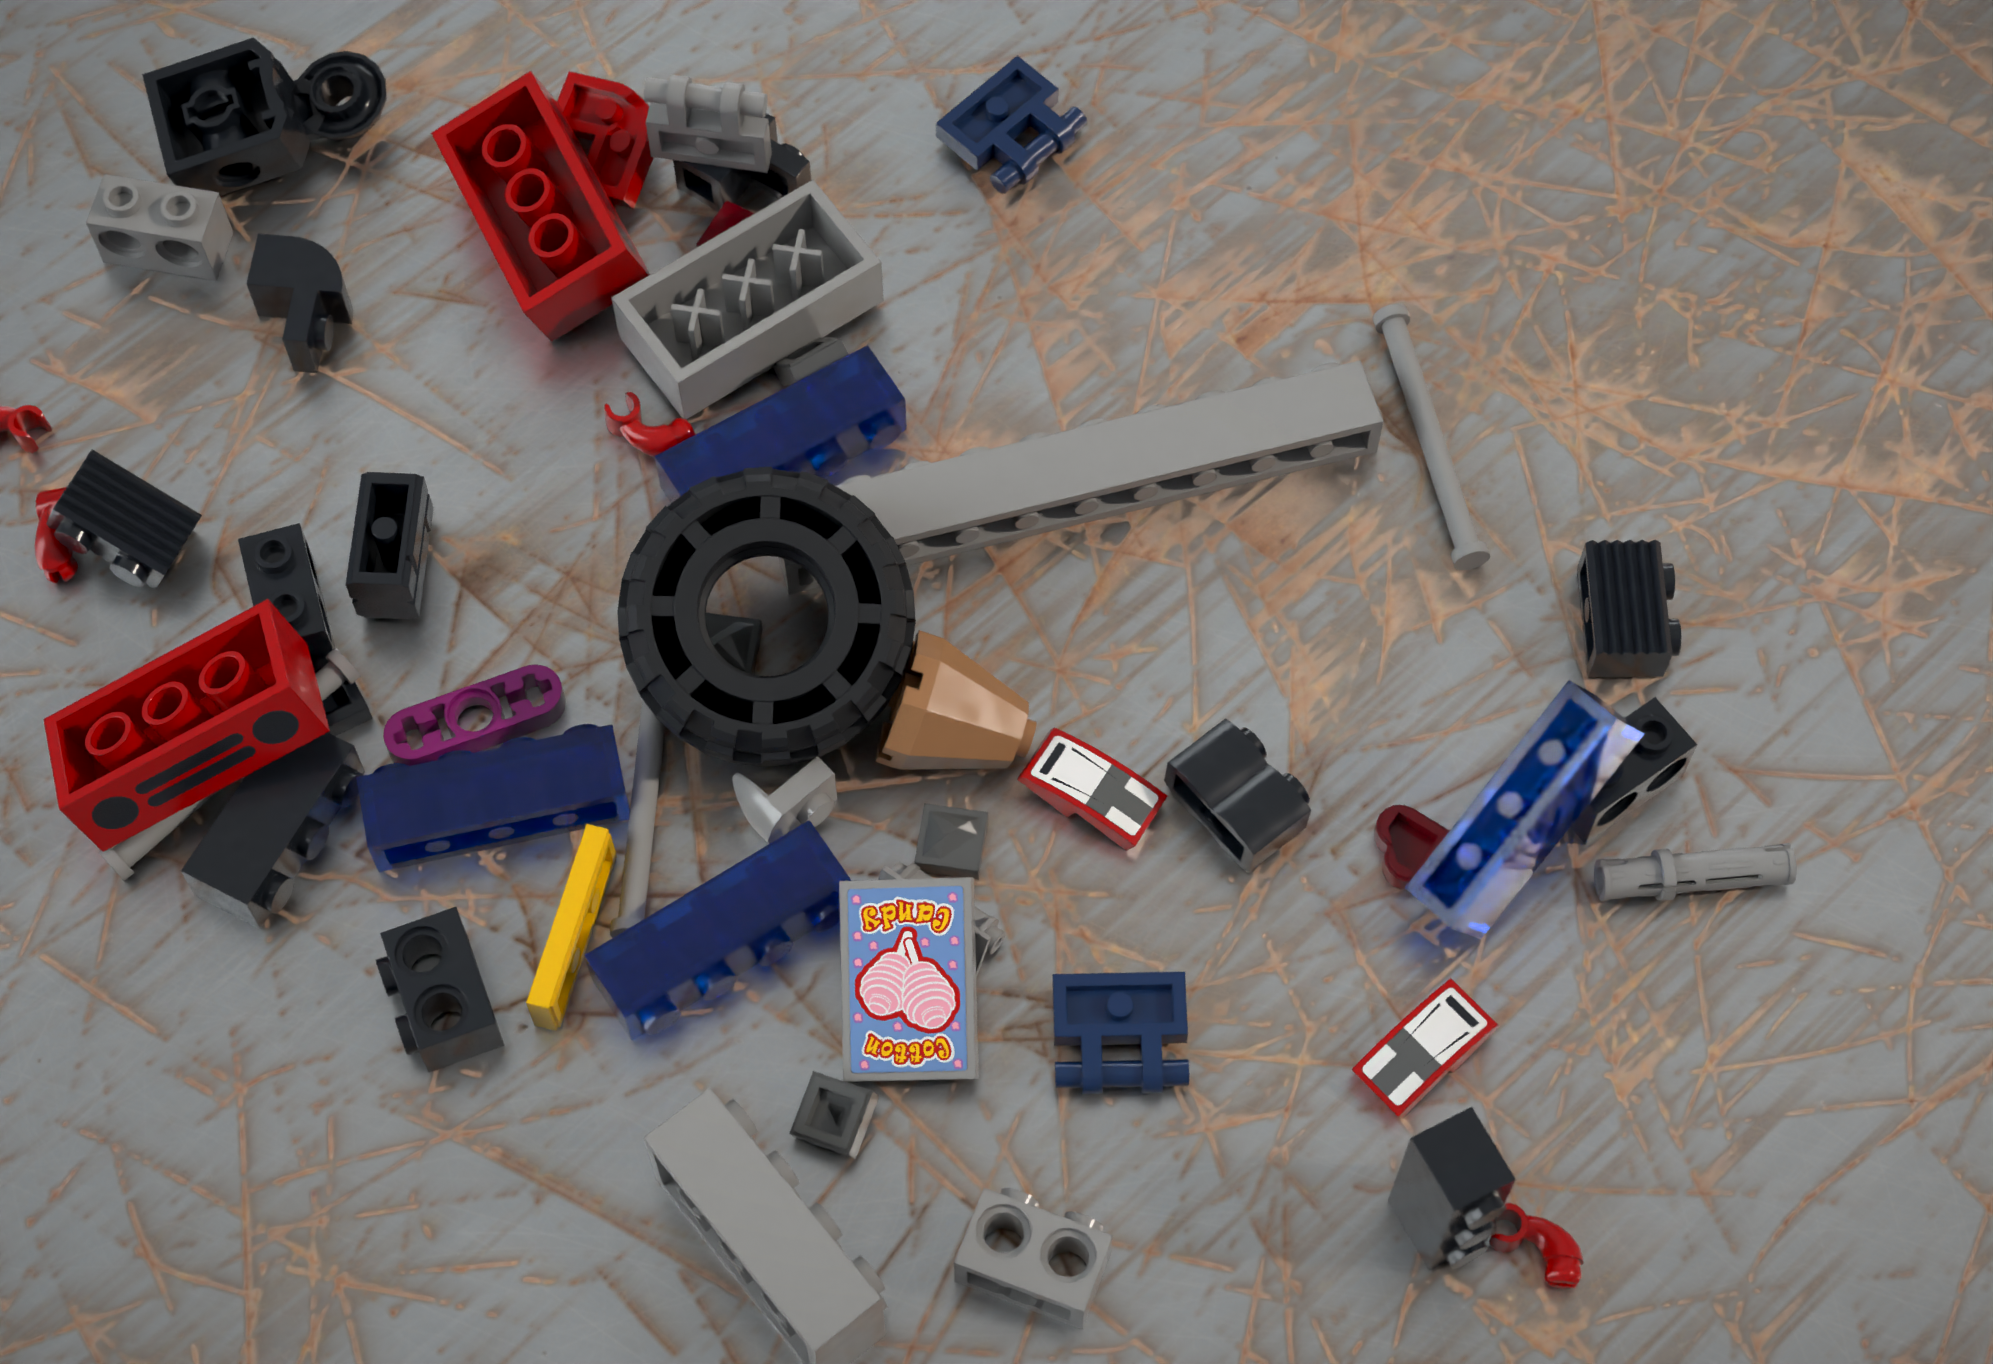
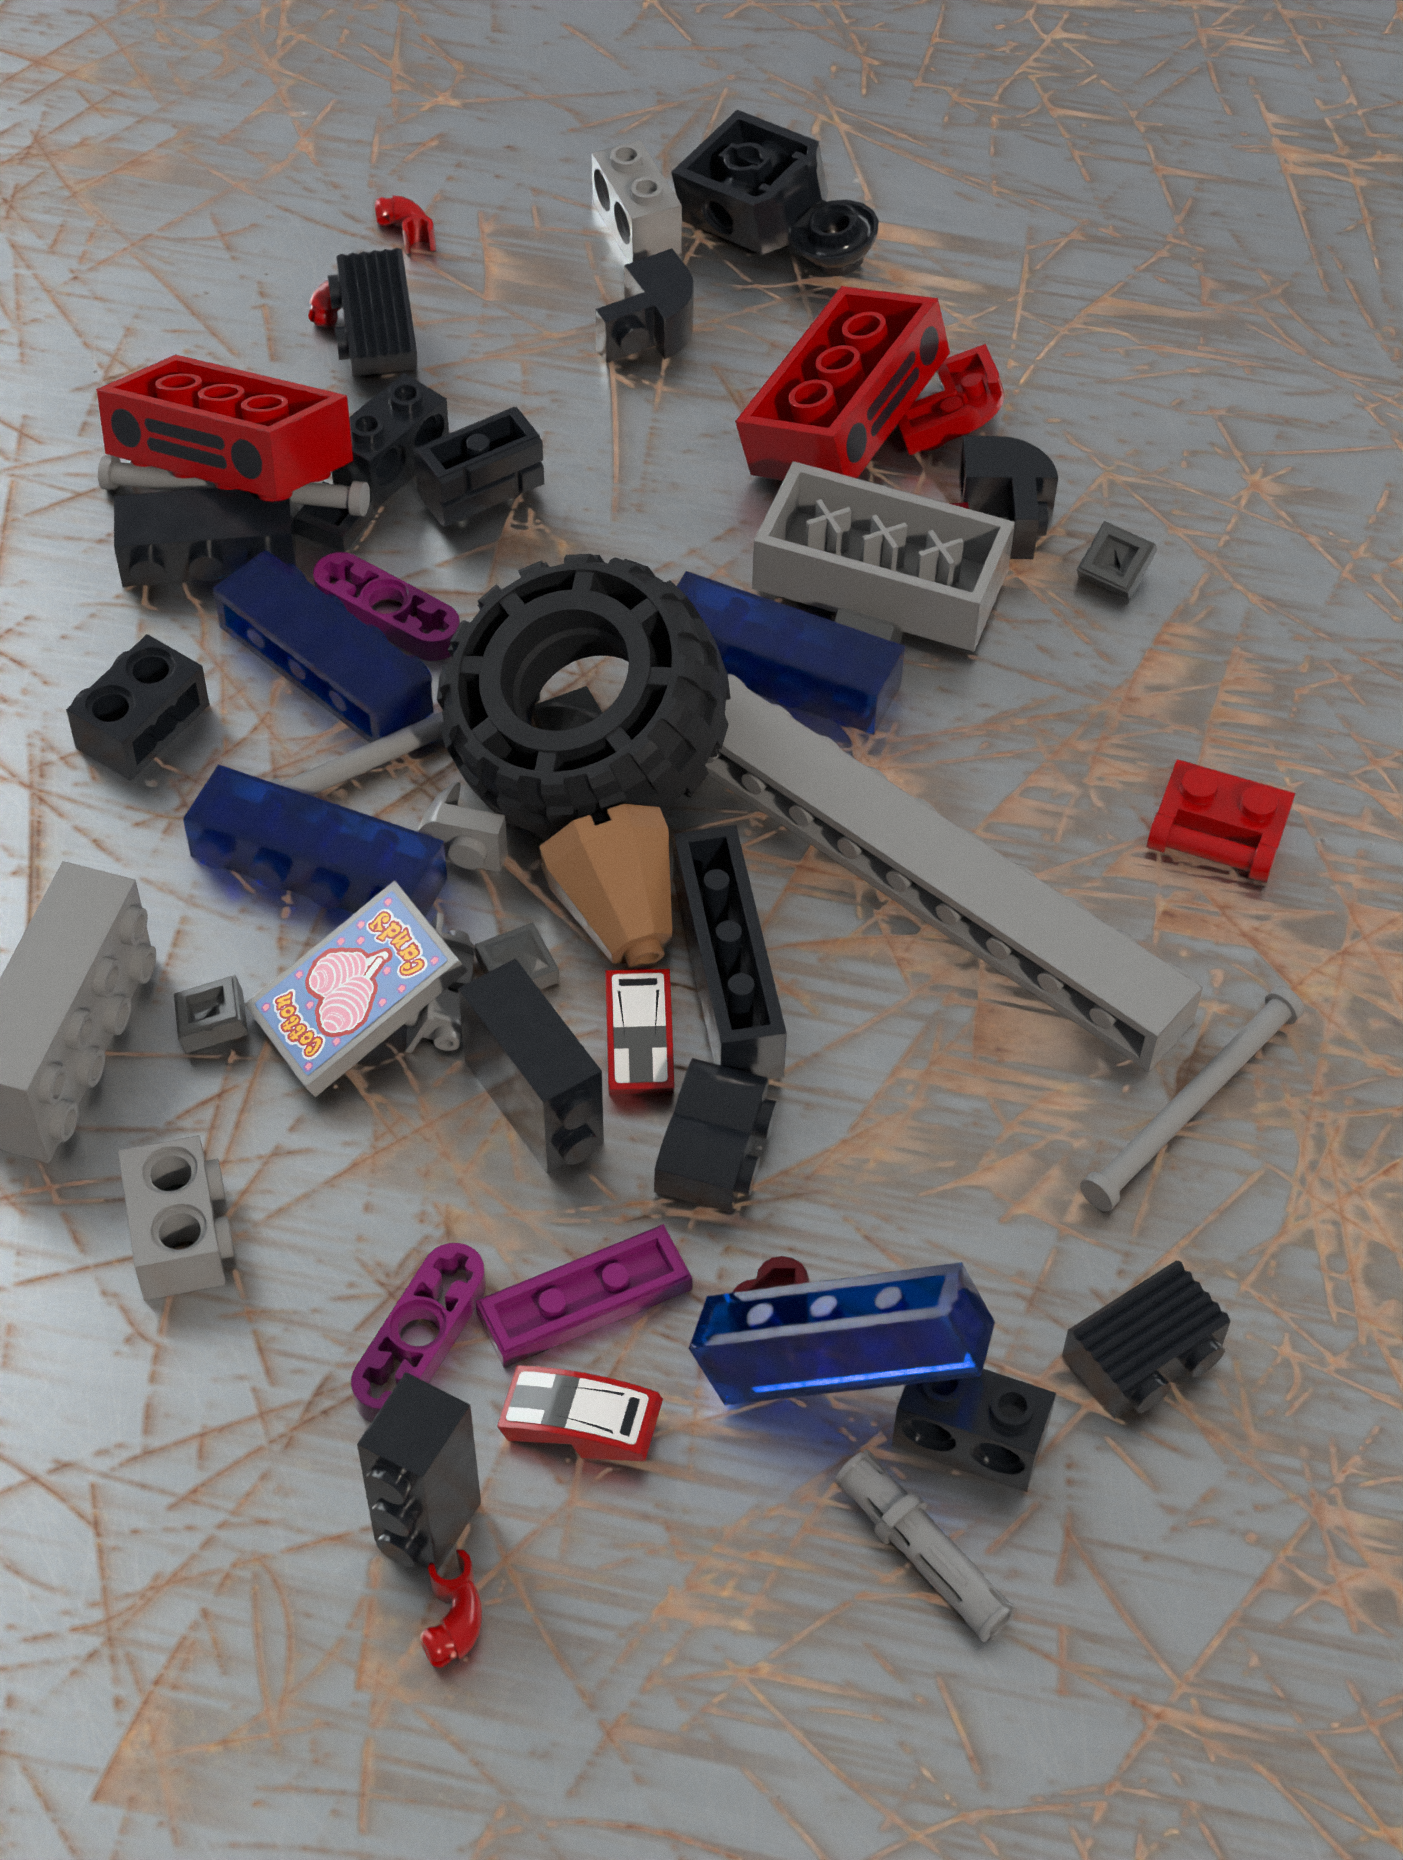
camera: 55 degrees right, 10 degrees down
(572, 928) = (257, 750): yellow tile -> none
(647, 439) = (721, 559): red arm -> none
(722, 138) = (993, 423): light grey plate -> none
(875, 136) = (1116, 560): none -> dark grey tile
(998, 113) = (1214, 626): dark blue plate -> none
(1084, 673) = (728, 952): none -> black brick
(1100, 886) = (532, 1066): none -> black brick
(1115, 1011) = (445, 1159): dark blue plate -> none
(1179, 229) = (1224, 808): none -> red plate
(1307, 1160) = (415, 1303): none -> magenta beam
(1312, 983) = (583, 1295): none -> magenta tile

